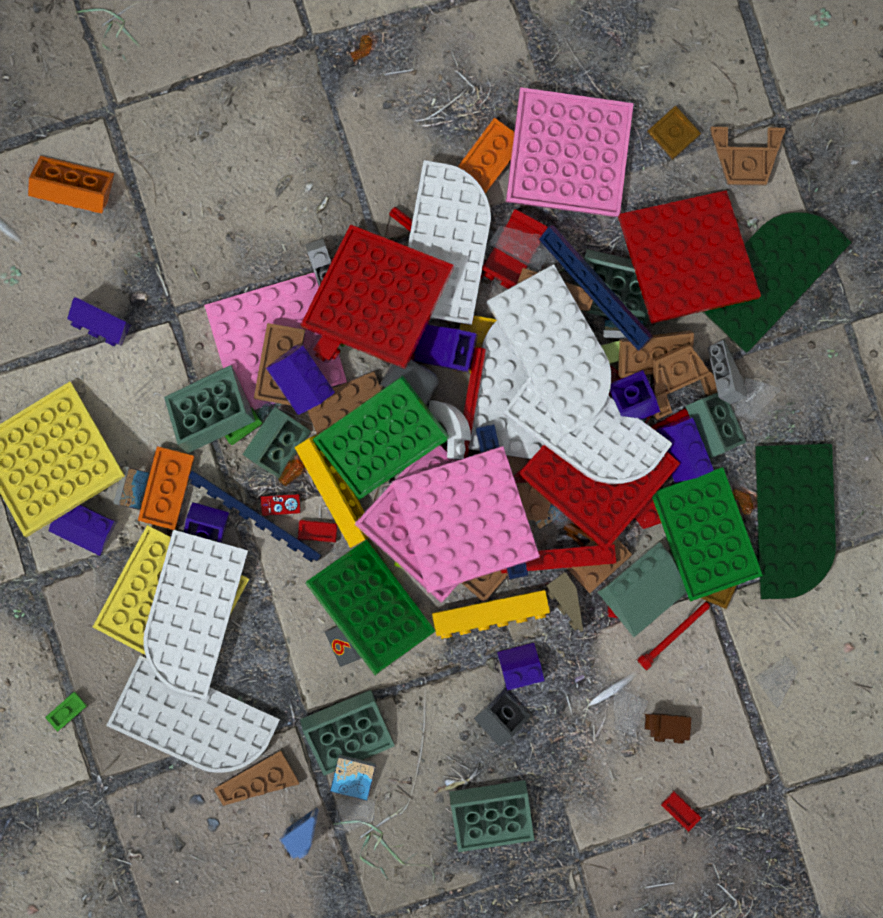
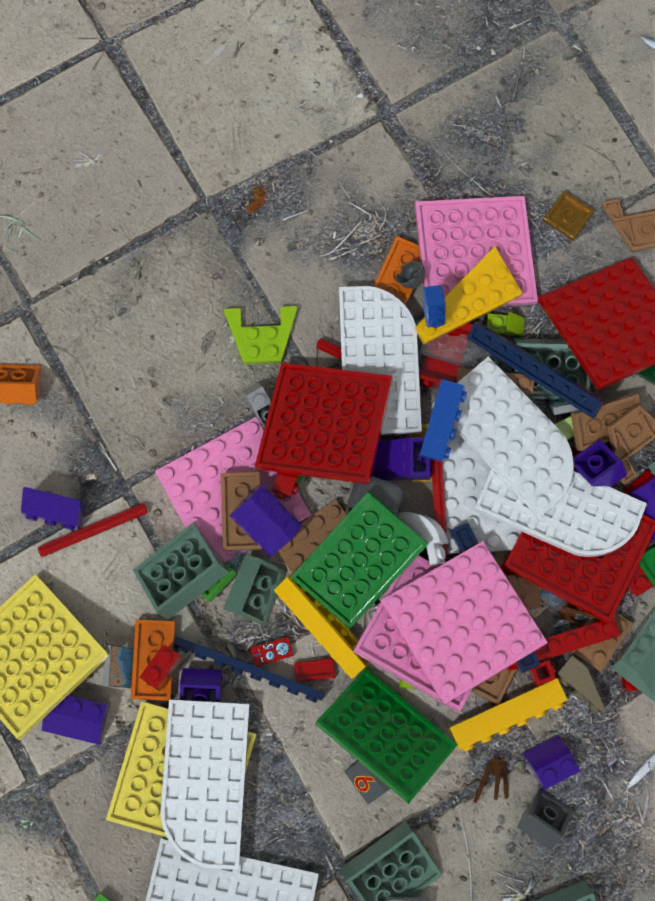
camera: 15 degrees left, 10 degrees down
(133, 350) = (92, 530): none -> red axle
(171, 499) = (161, 667): none -> red brick
(291, 472) = (275, 616): clear orange cone -> none
(335, 198) = (261, 343): none -> lime wing
(469, 661) = (499, 770): none -> reddish brown plant
(491, 321) = (443, 420): none -> blue brick
(498, 163) = (411, 275): none -> dark grey hair
(510, 204) = (434, 306): none -> blue brick
(533, 582) = (543, 673): none -> red brick
(559, 197) = (478, 293): none -> yellow wing
(582, 232) = (506, 324): none -> lime slope

